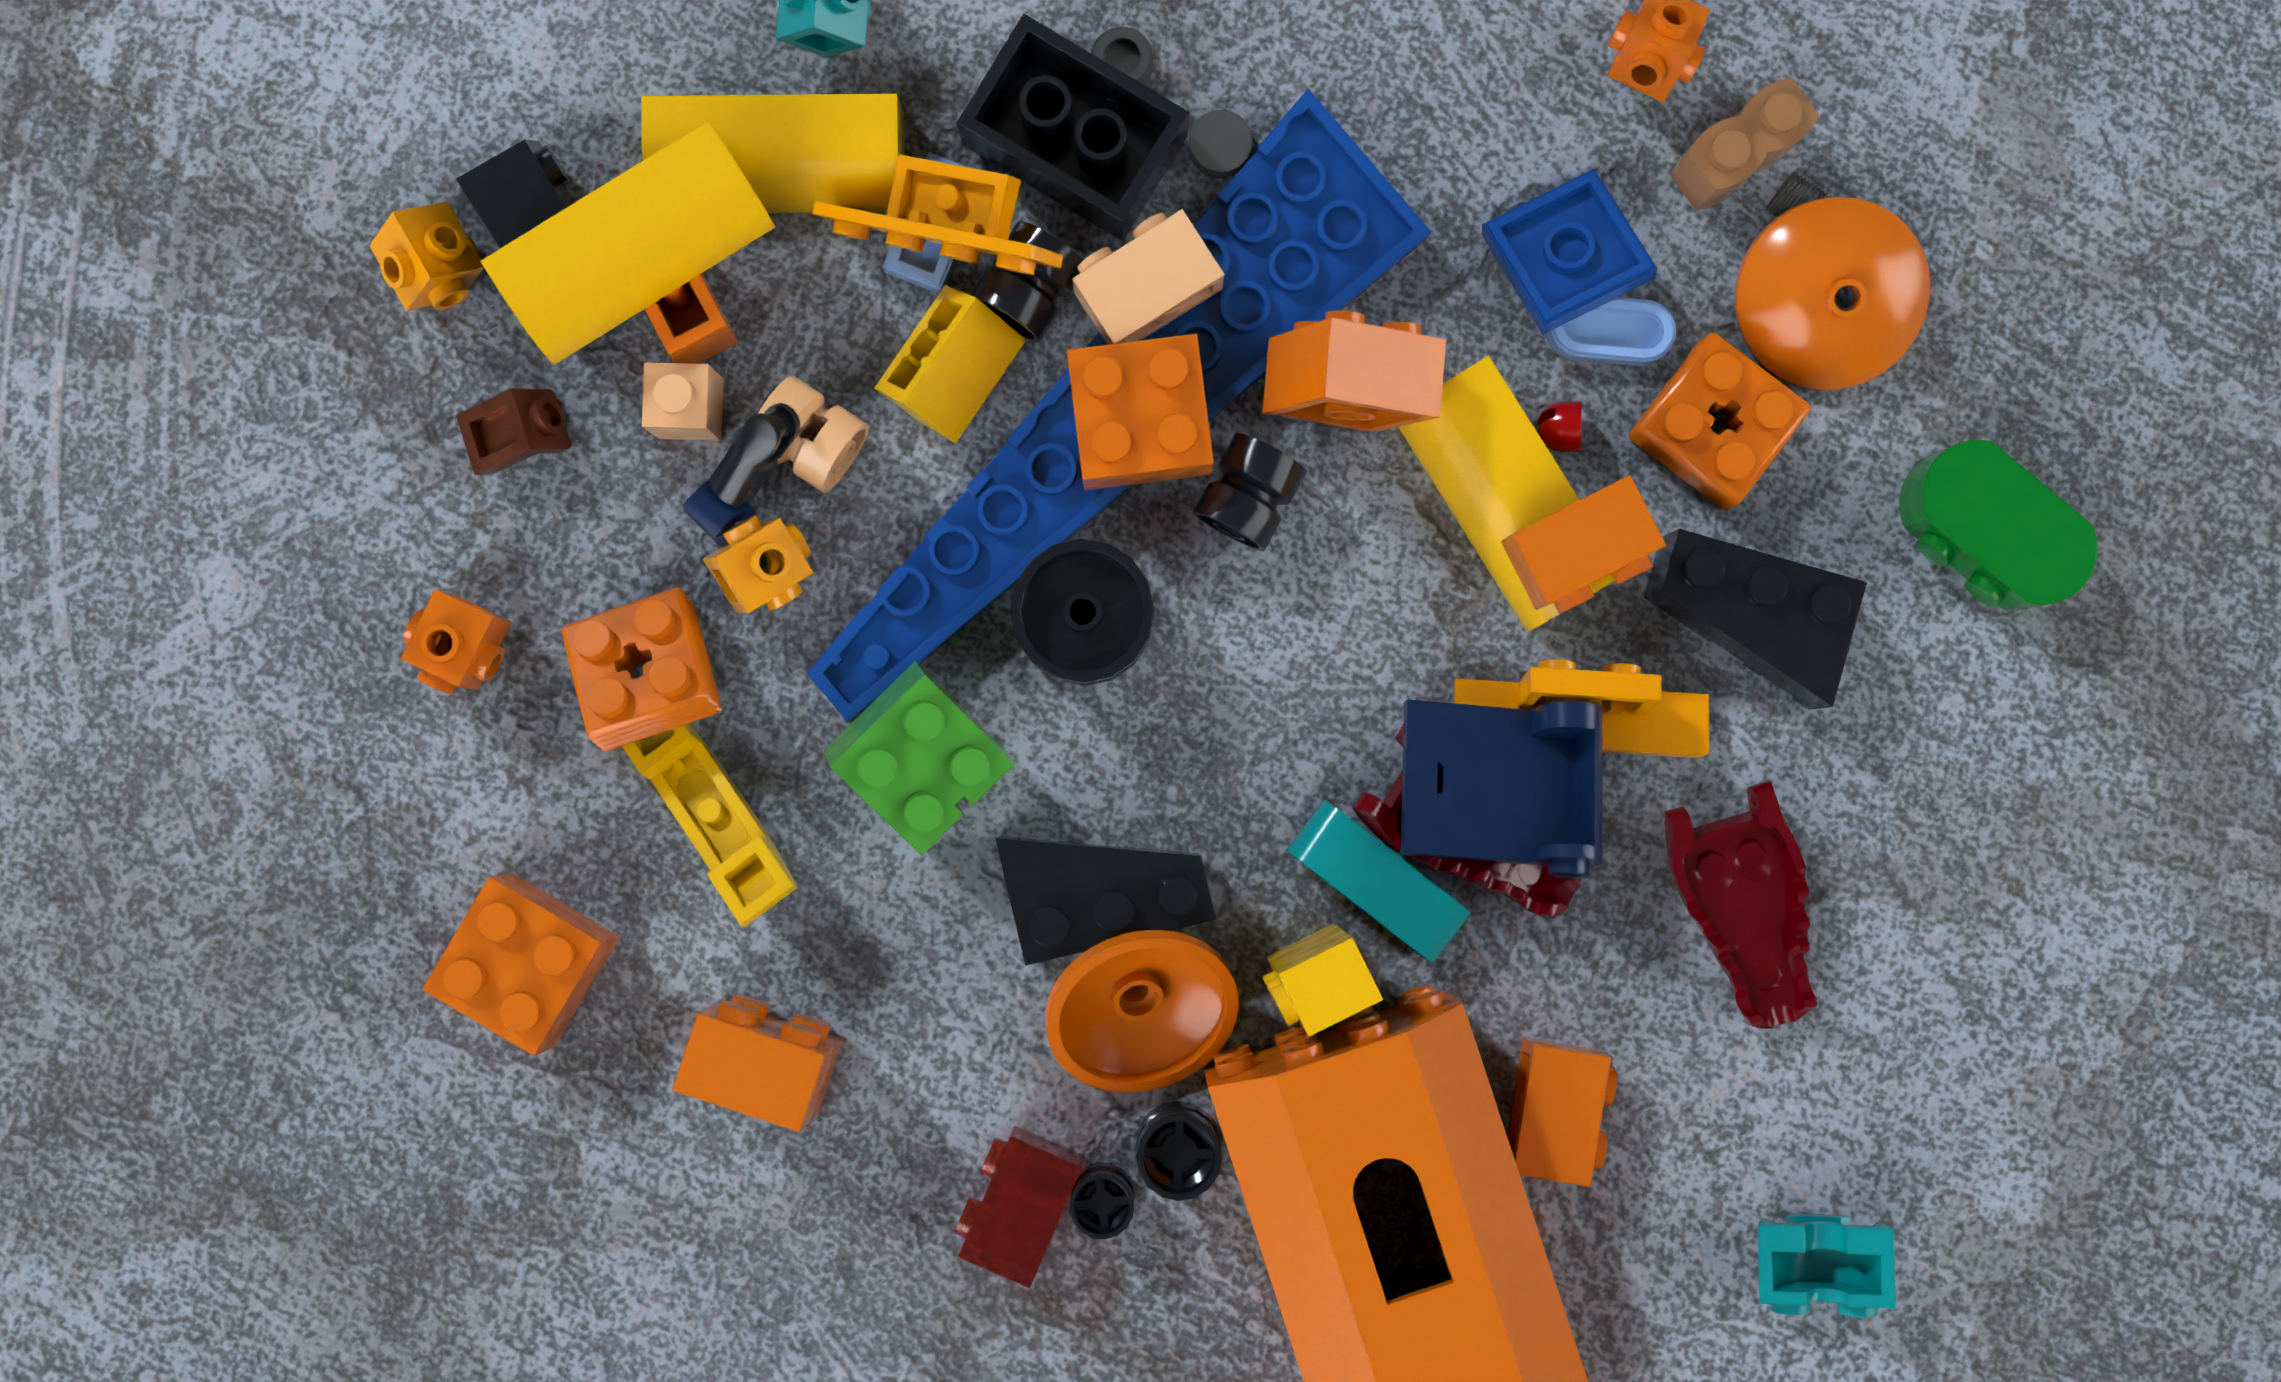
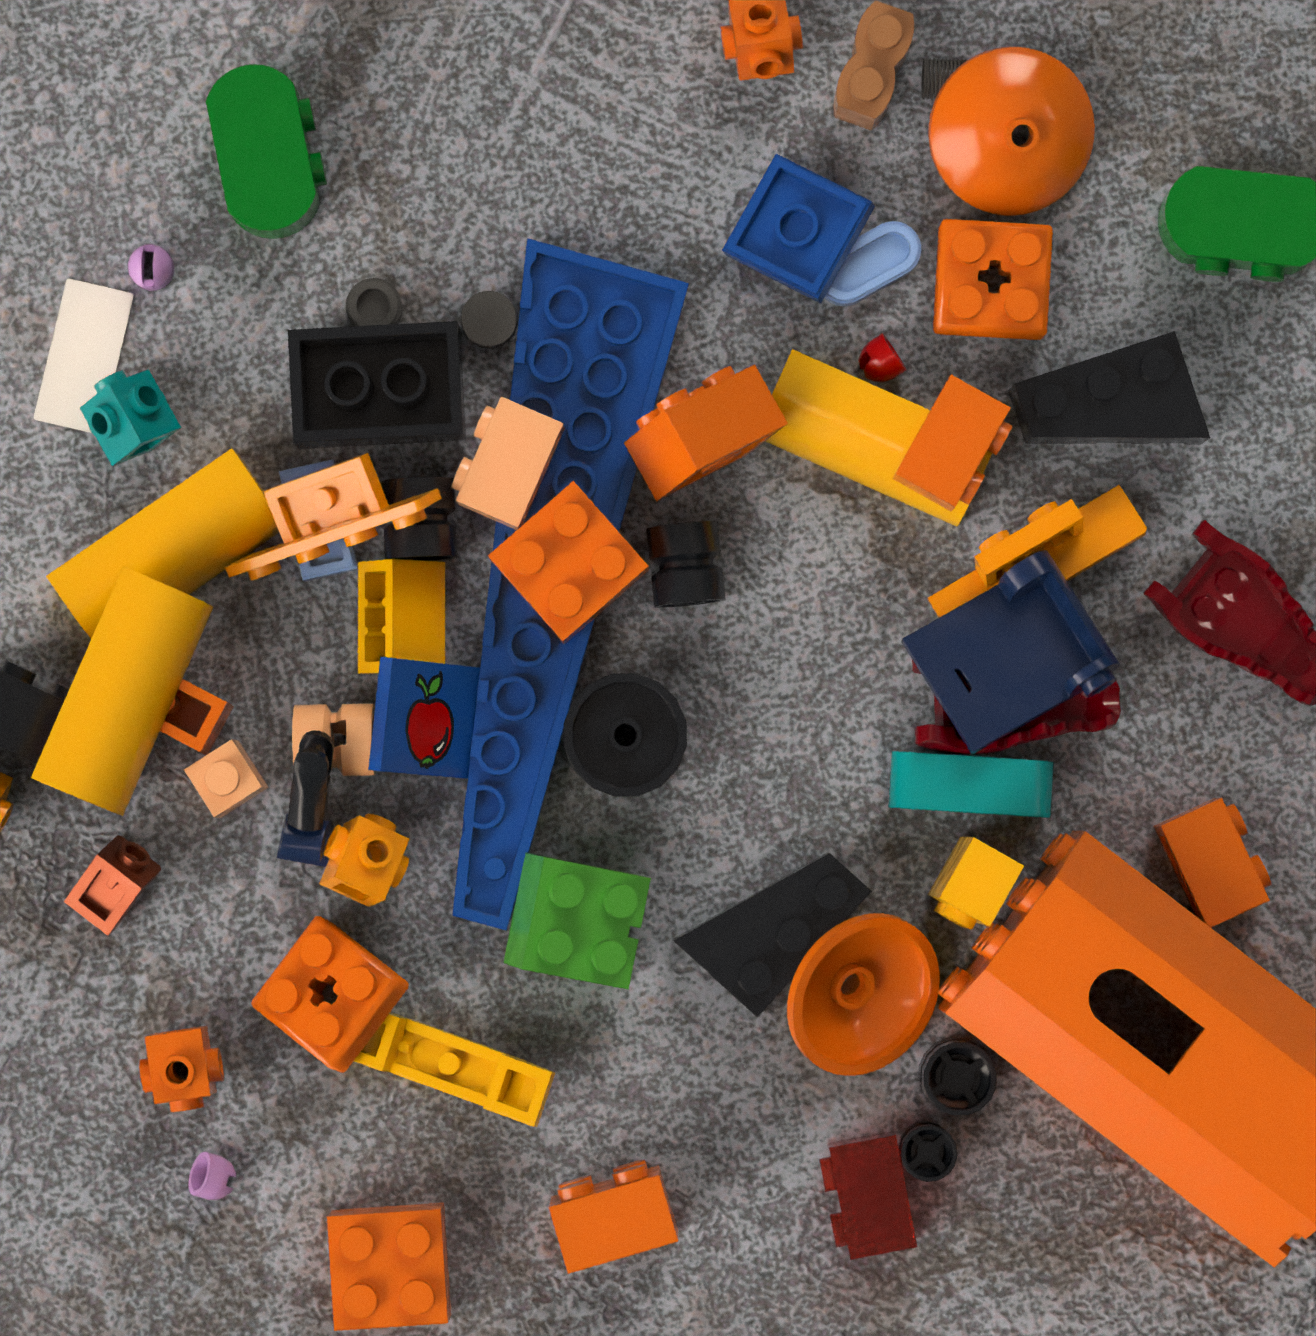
camera: 35 degrees left, 0 degrees up
(416, 764) = (210, 1176): none -> lavender hinge
(904, 468) = (423, 718): none -> blue tile

